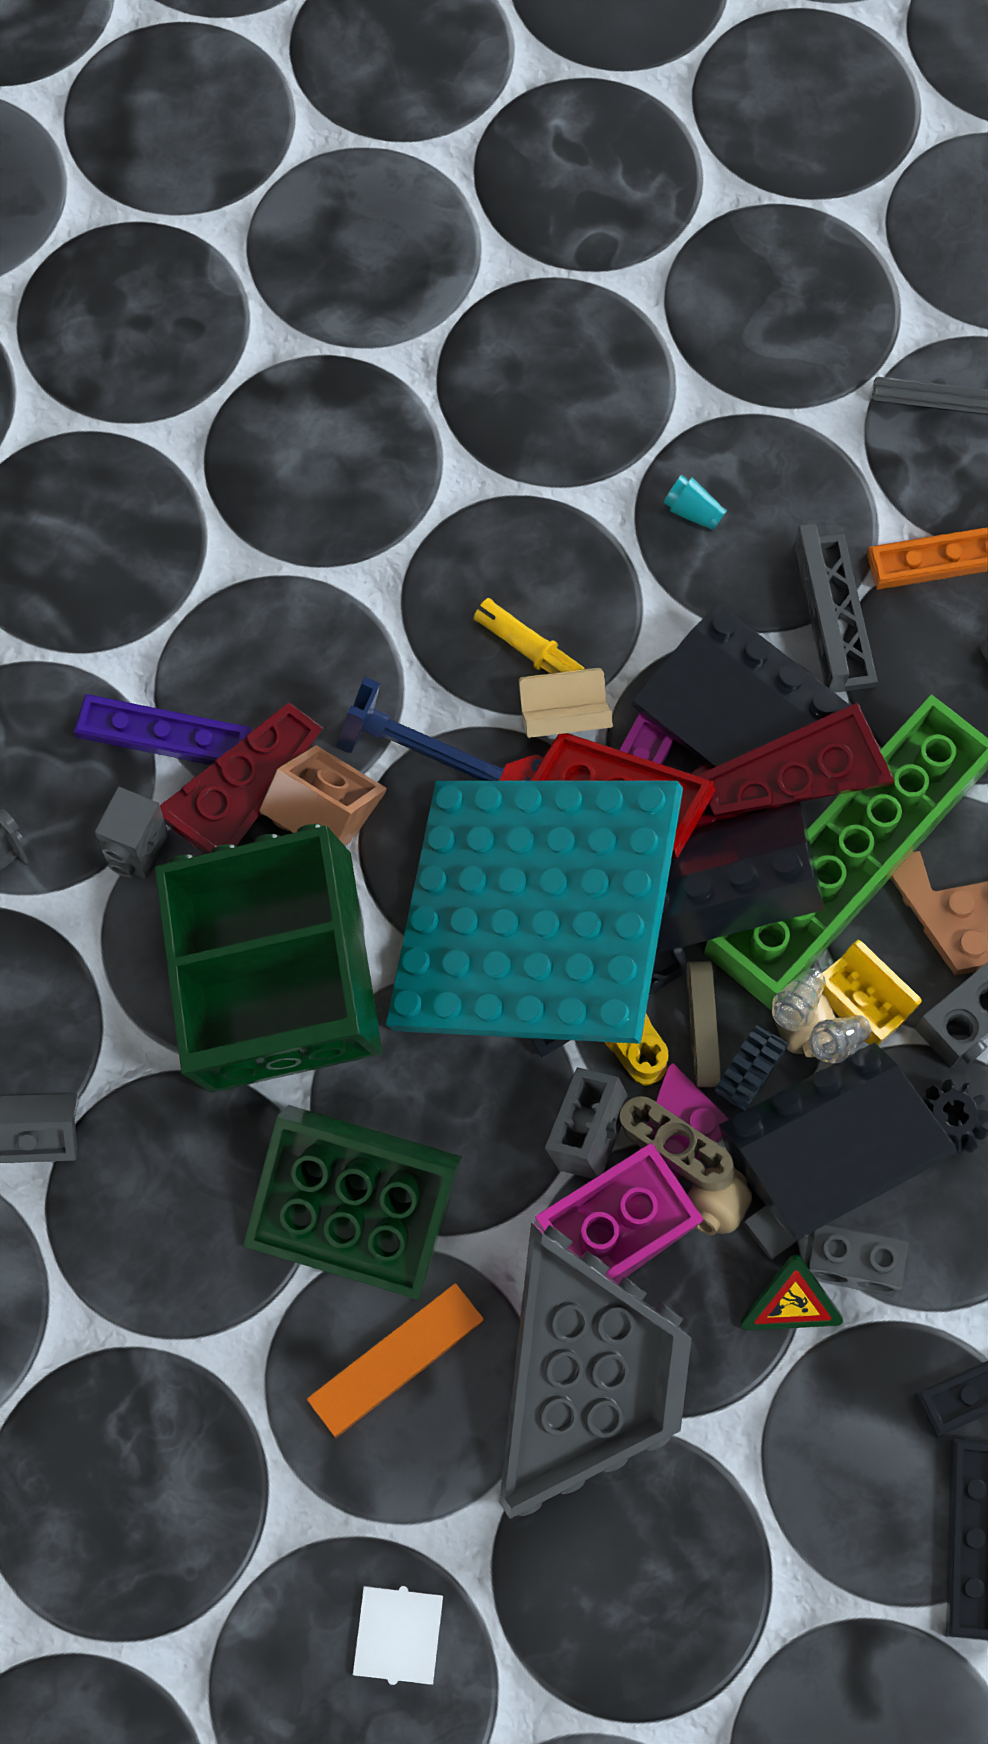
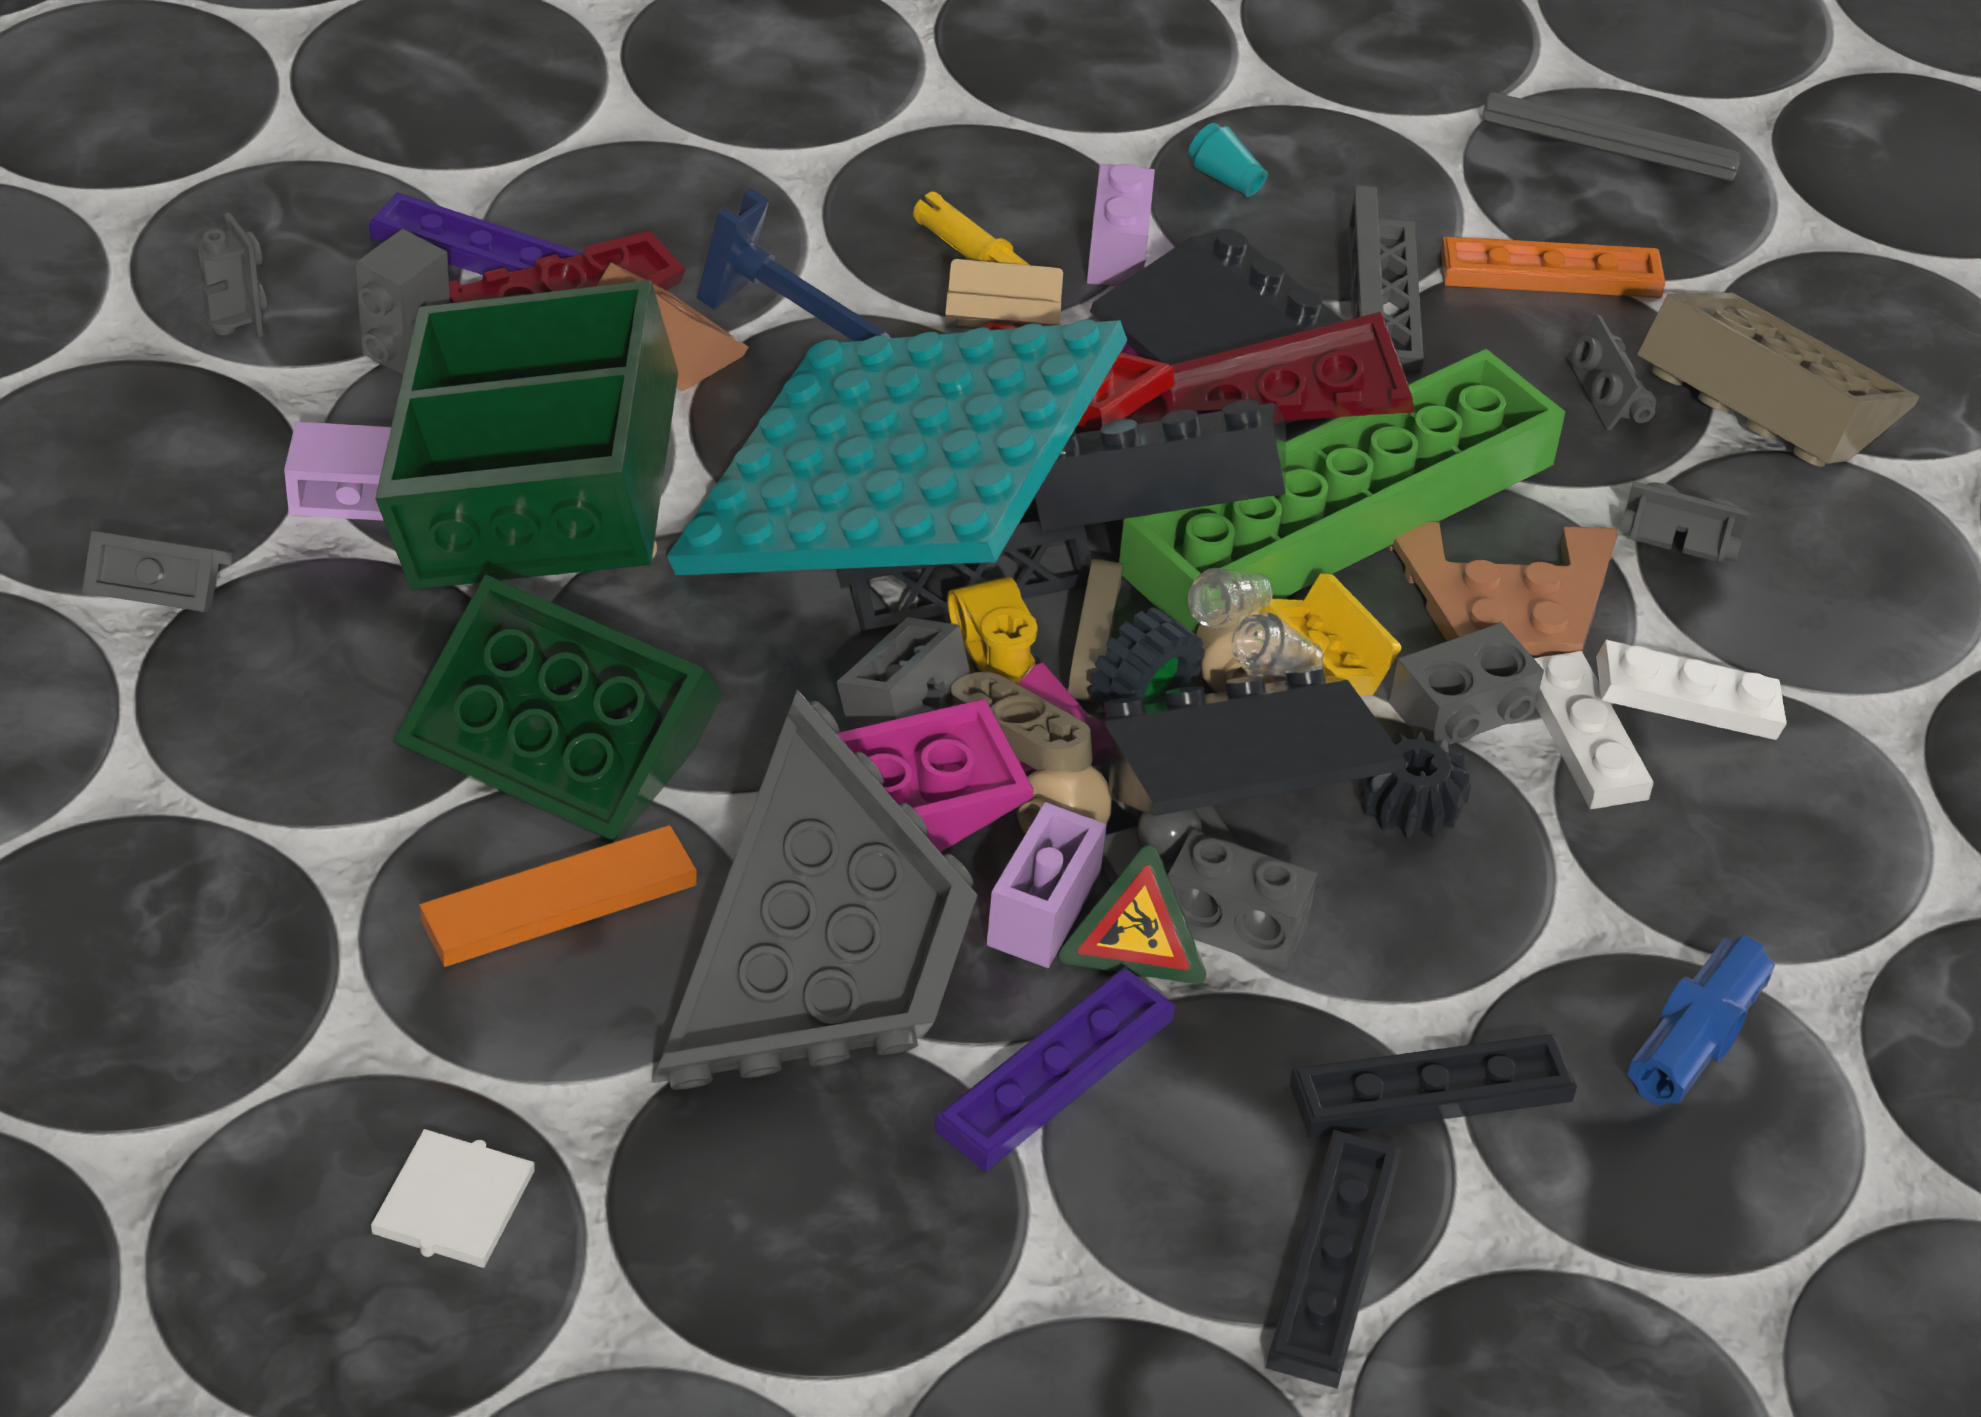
camera: 10 degrees right, 25 degrees down
(133, 1001) = (335, 470): none -> lavender brick
(632, 602) = (1120, 223): none -> lavender brick
(726, 1285) = (1046, 885): none -> lavender brick
(761, 1426) = (1054, 1069): none -> dark purple tile

